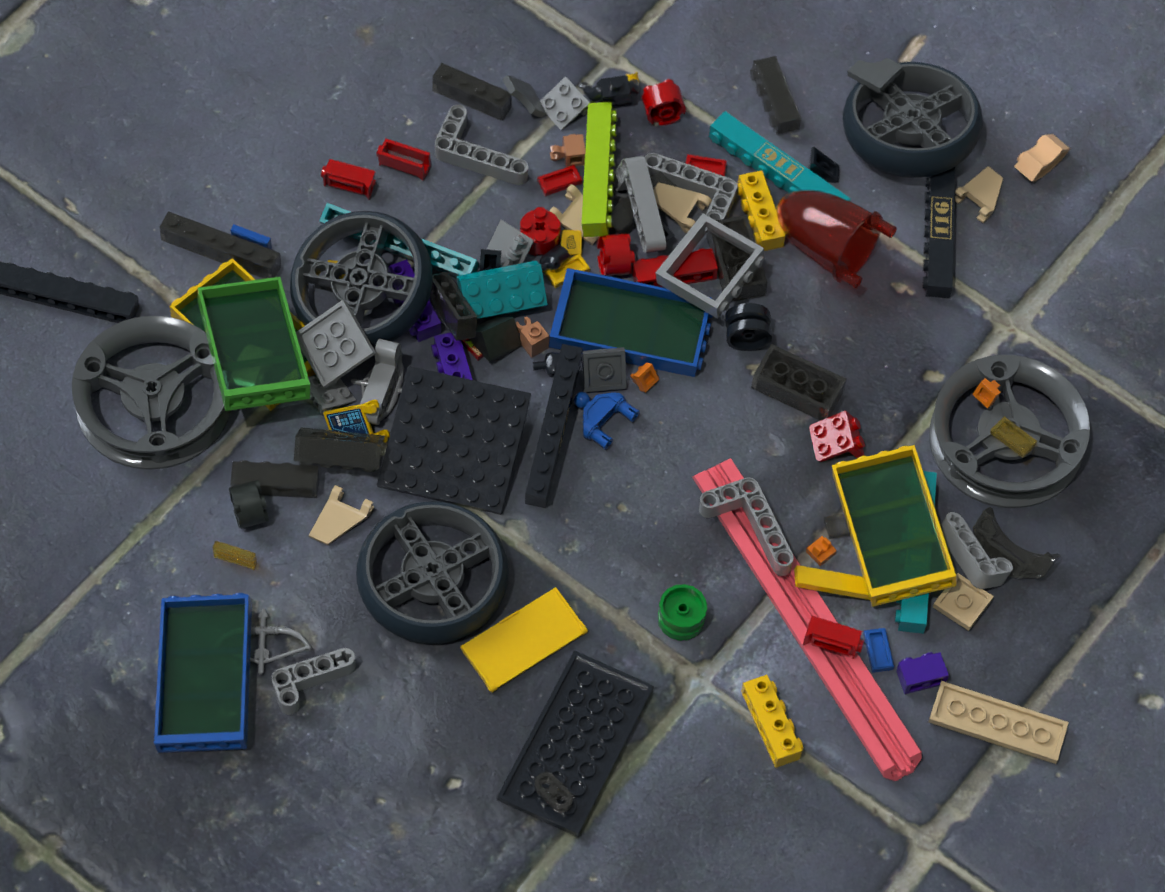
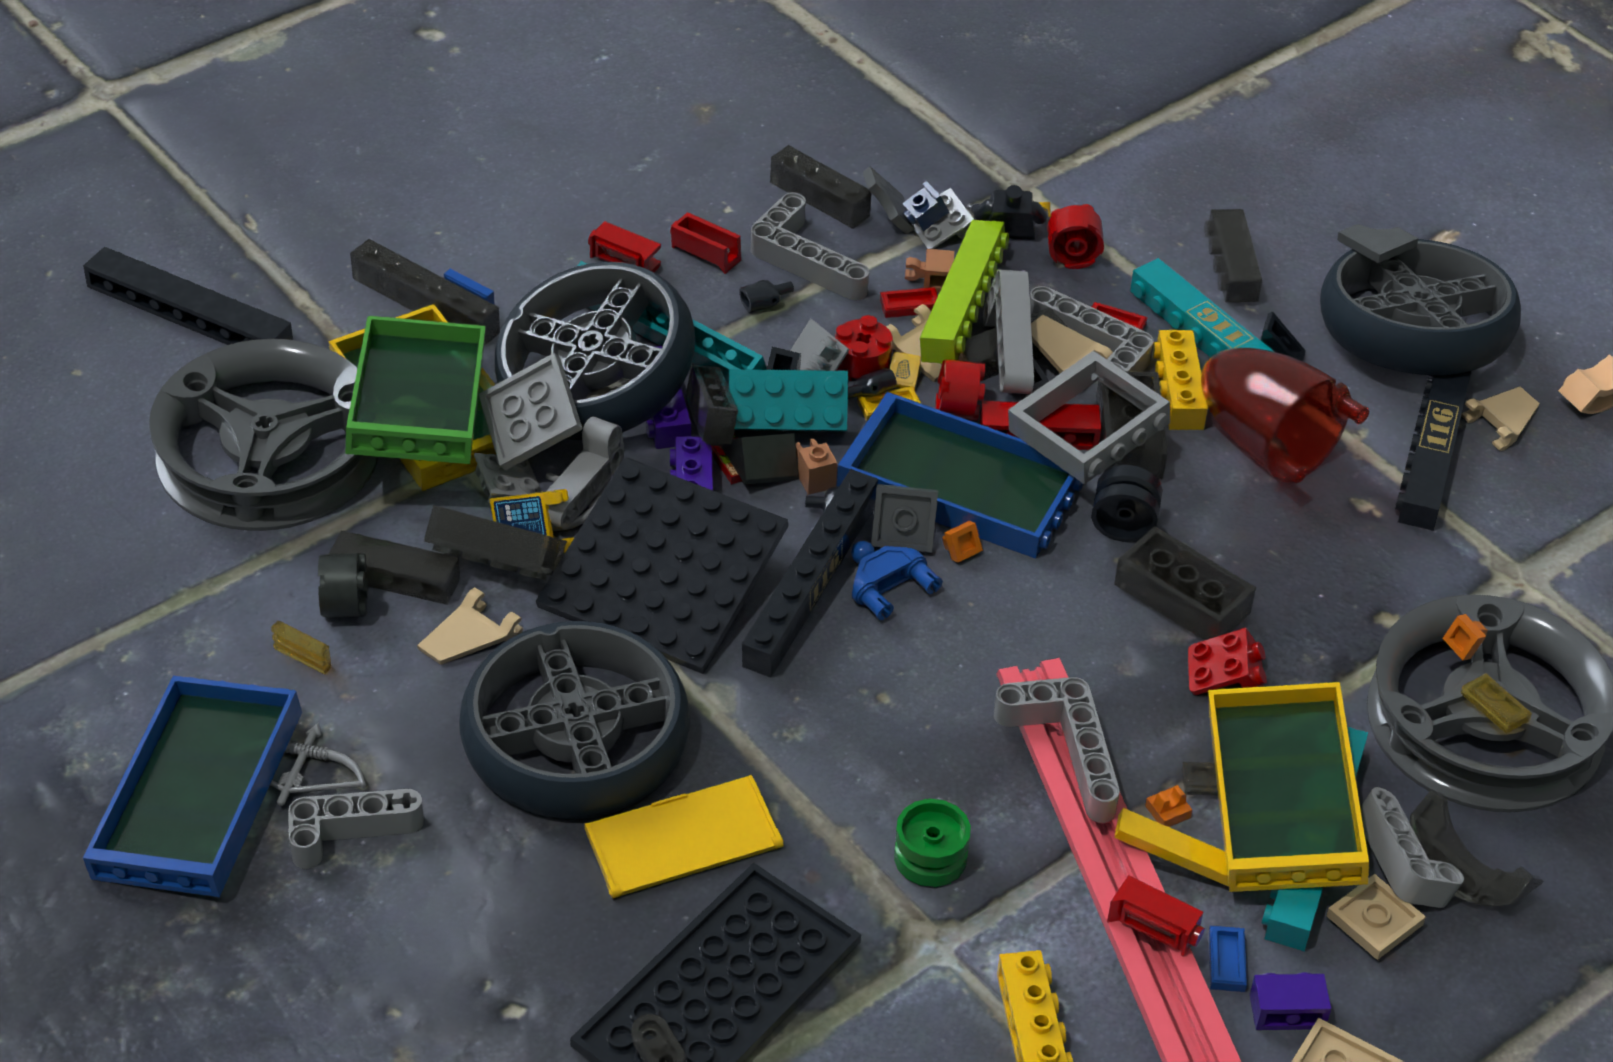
camera: 15 degrees right, 15 degrees down
(456, 196) = (763, 294): none -> black piece
(552, 99) = (925, 207): none -> dark blue brick

